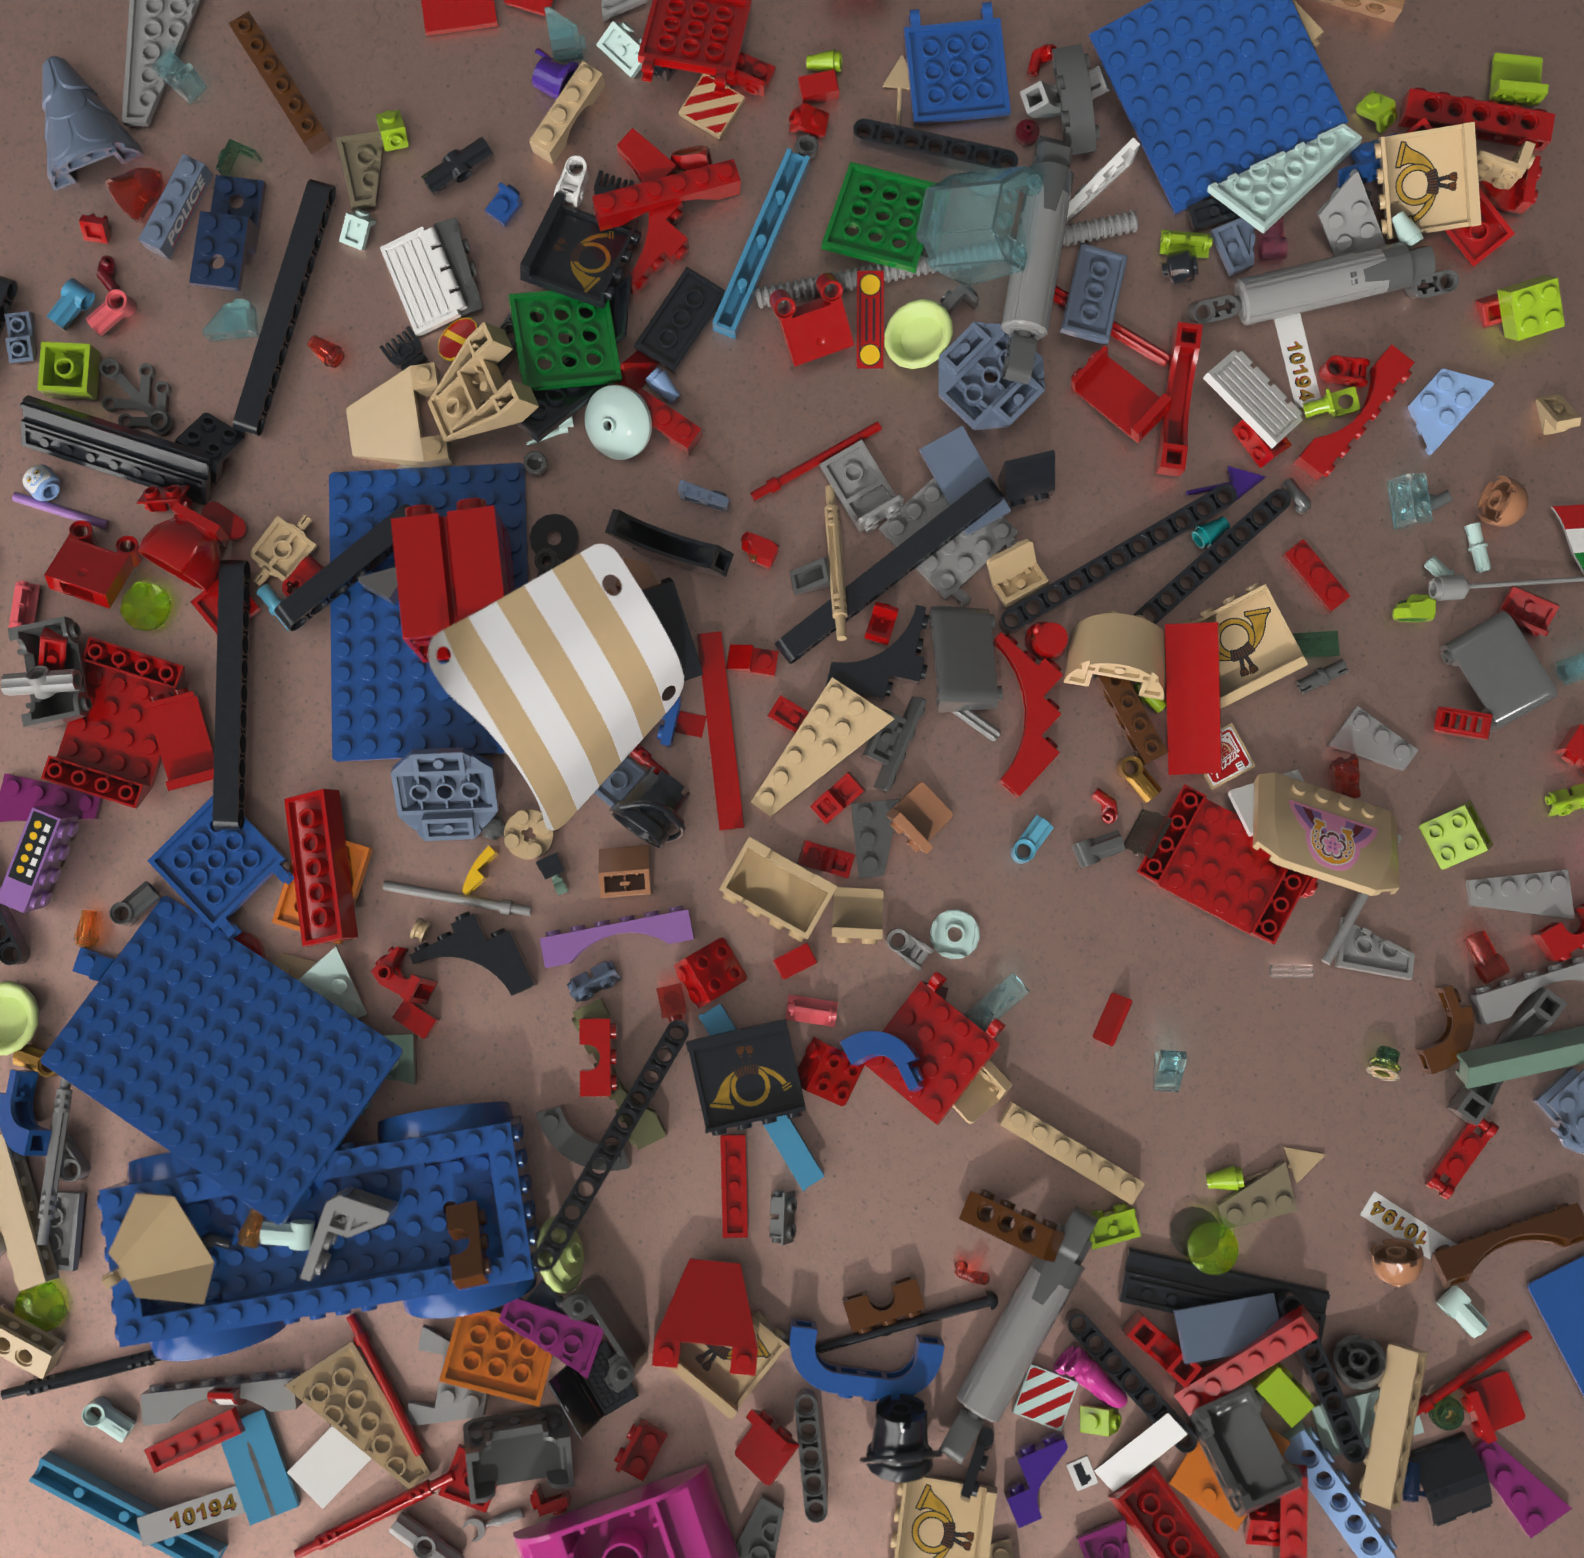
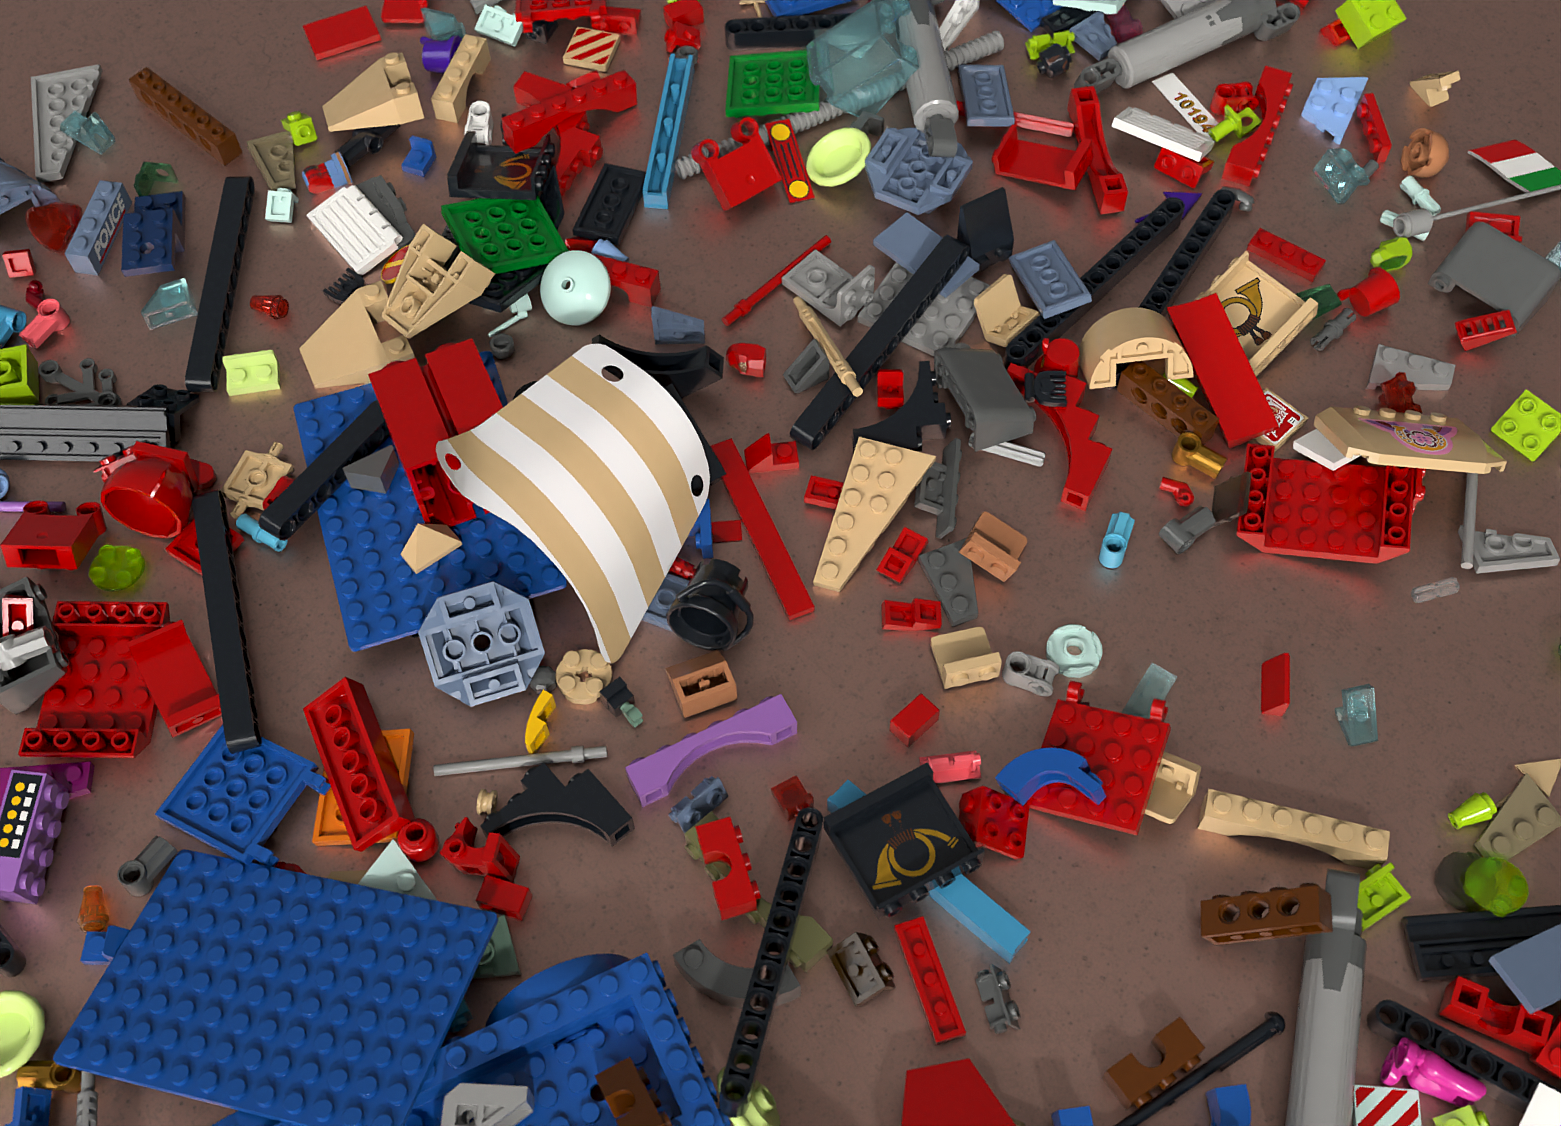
camera: 20 degrees left, 25 degrees down
(297, 426) = (252, 372): none -> yellowish green bracket
(357, 950) = (418, 840): none -> red head
(408, 201) = (326, 175): none -> leg
(416, 680) = (429, 545): none -> tan slope
(461, 120) = (376, 98): none -> tan wedge
(684, 1160) = (861, 967): none -> dark brown bracket
(710, 972) = (823, 758): red bracket -> none
(777, 889) = (870, 650): tan cylinder -> none
(973, 1276) = (1242, 1002): clear red arm -> none
(1018, 671) = (1043, 388): none -> black piece
(1073, 545) = (1050, 279): none -> sand blue tile
(1209, 532) = (1169, 243): teal cone -> none
(1375, 651) = (1372, 293): none -> red hat
(1469, 450) = (1374, 127): none -> red plate

